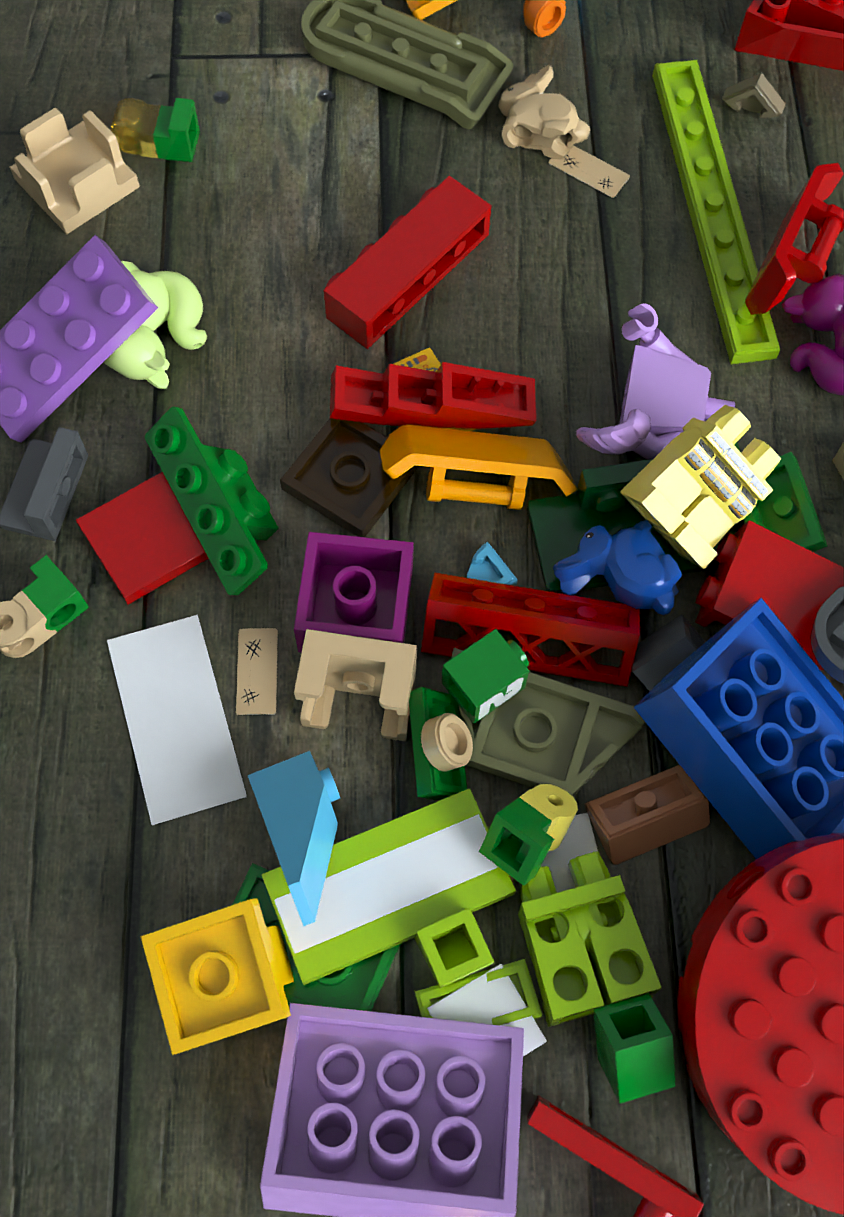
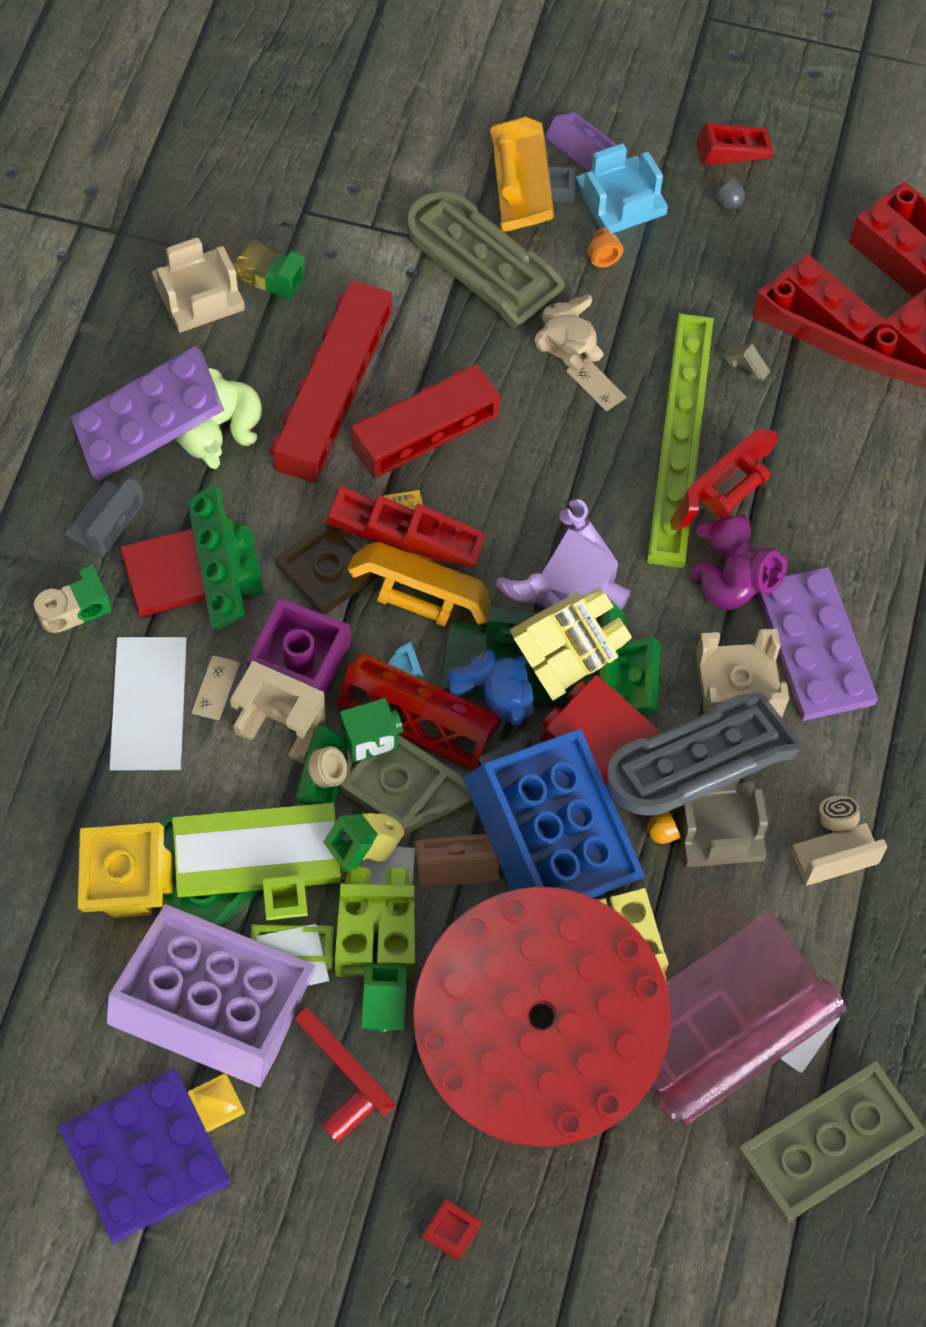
camera: 15 degrees right, 5 degrees down
(277, 245) = (332, 381): none -> red brick
(301, 825) = (208, 790): medium azure slope -> none

